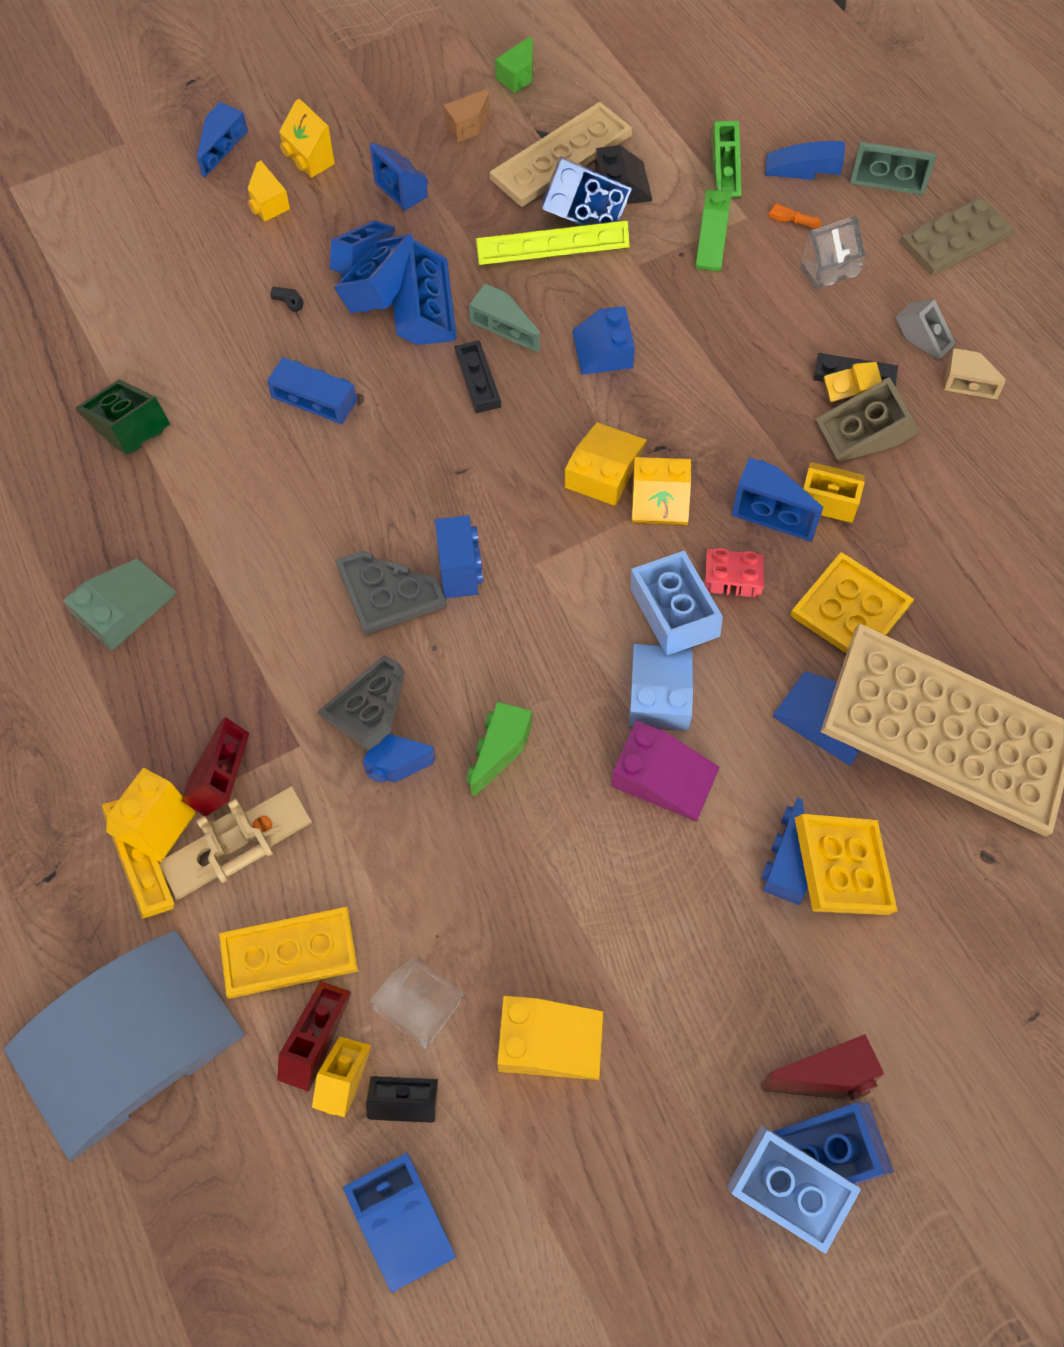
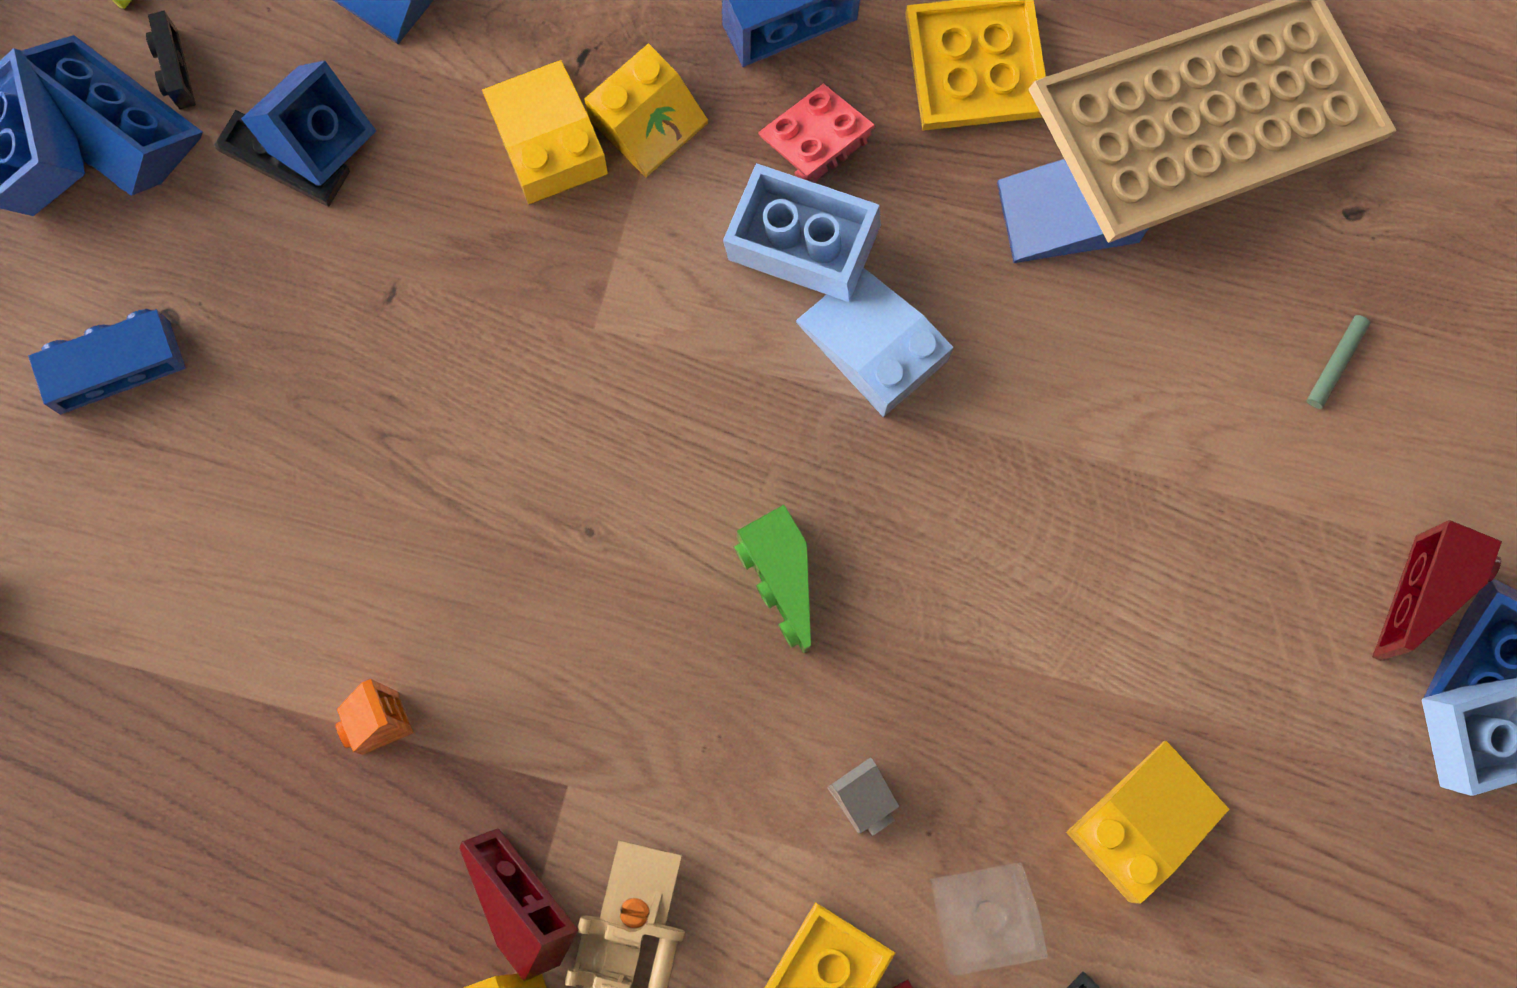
camera: 50 degrees left, 15 degrees up
(118, 601) = (177, 833): sand green slope -> none
(251, 627) = (372, 718): none -> orange slope
(368, 704) = (602, 671): dark grey plate -> none
(387, 592) = (470, 521): dark grey plate -> none
(397, 758) = (689, 698): blue slope -> none
(422, 877) = (865, 798): none -> light grey slope
(459, 556) = (514, 406): blue brick -> none
(463, 302) = (166, 46): none -> black plate
(501, 315) = (228, 53): sand green slope -> none
(503, 369) = (310, 122): none -> blue slope
(664, 771) = (974, 433): magenta slope -> none
(787, 874) = (1191, 402): blue slope -> none
(845, 865) = (1250, 359): yellow plate -> none
(899, 919) = (1338, 362): none -> sand green piece

